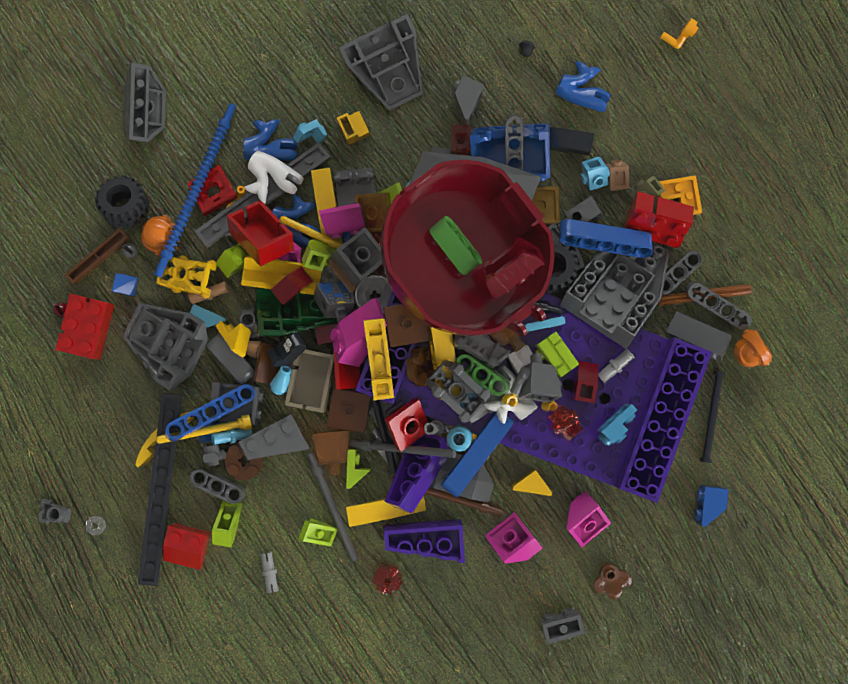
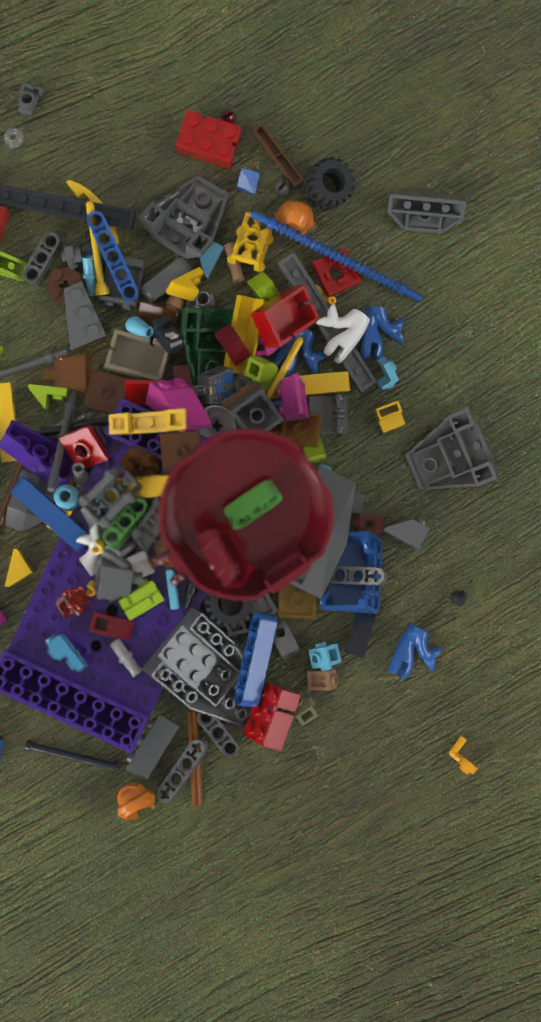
camera: 90 degrees right, 0 degrees up
(683, 189) = (302, 748): light orange plate -> none

